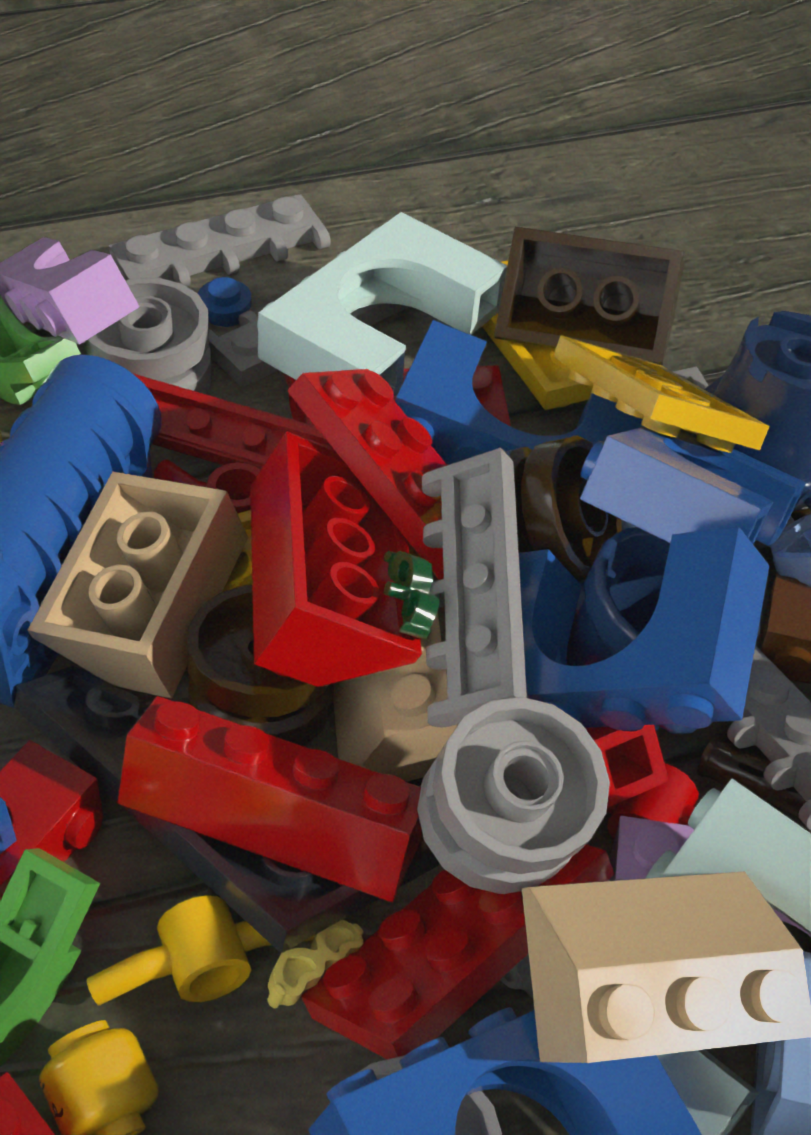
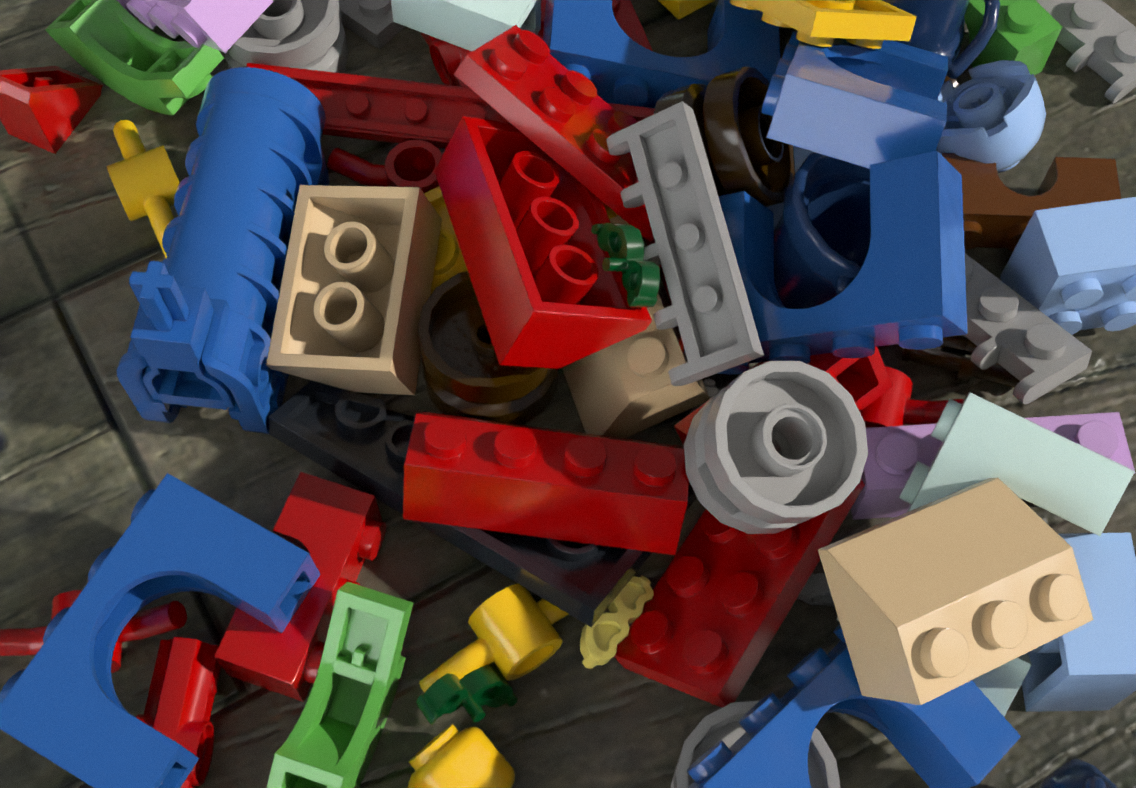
camera: 10 degrees left, 15 degrees up
(141, 999) = (474, 690): none -> dark green piece

